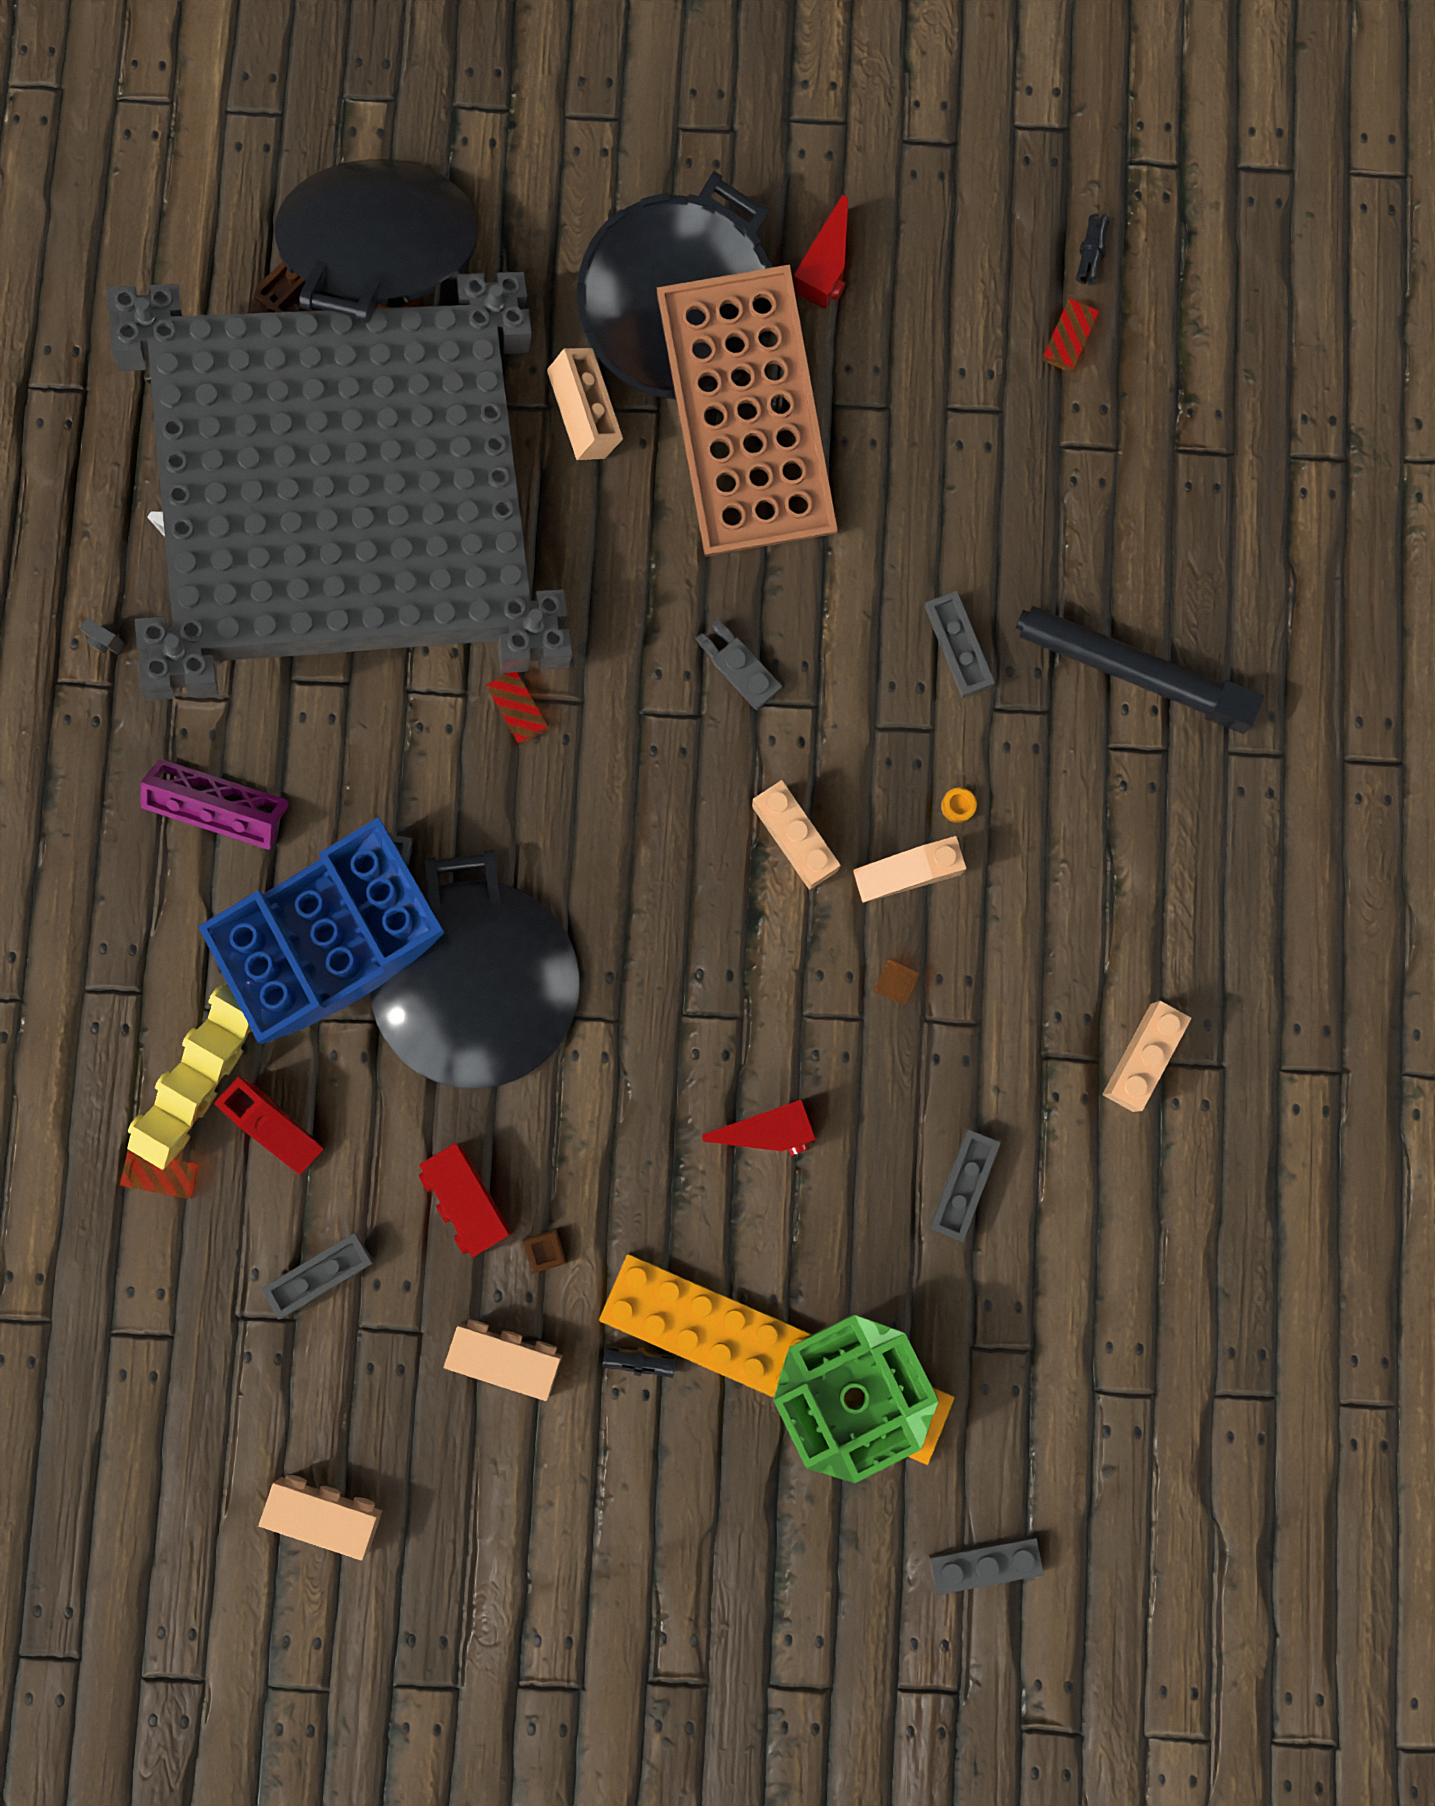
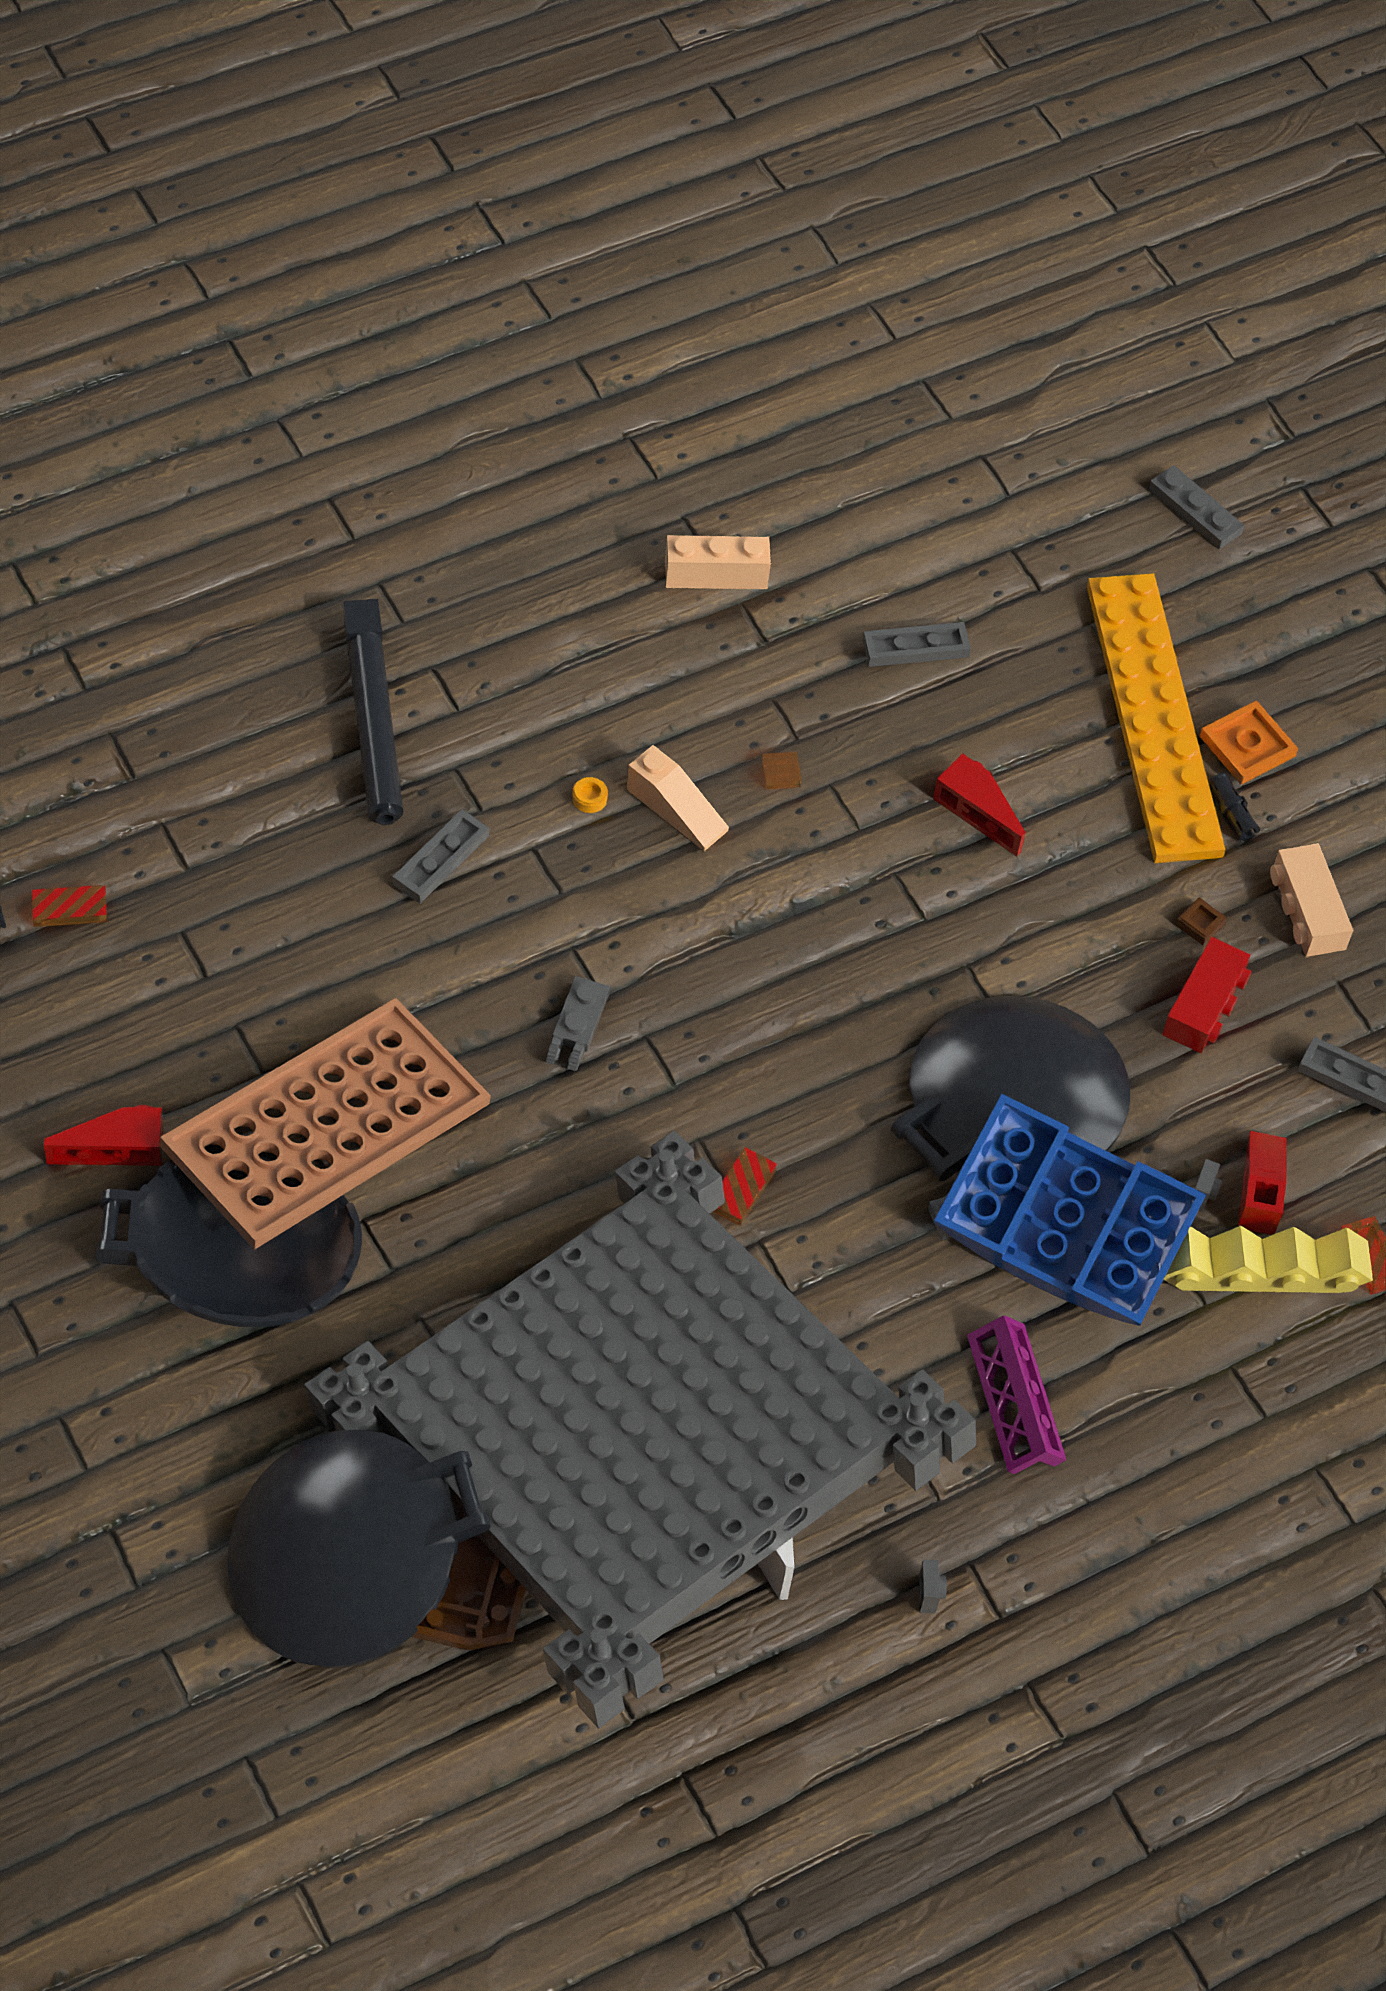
camera: 125 degrees left, 25 degrees down
(293, 1073) = (1208, 1183): none -> dark grey plate
(584, 403) = (407, 1267): light nougat brick -> none
(696, 1423) = (1248, 742): none -> orange plate
(795, 835) = (708, 896): light nougat brick -> none
(863, 1437) = (1145, 621): bright green piece -> none

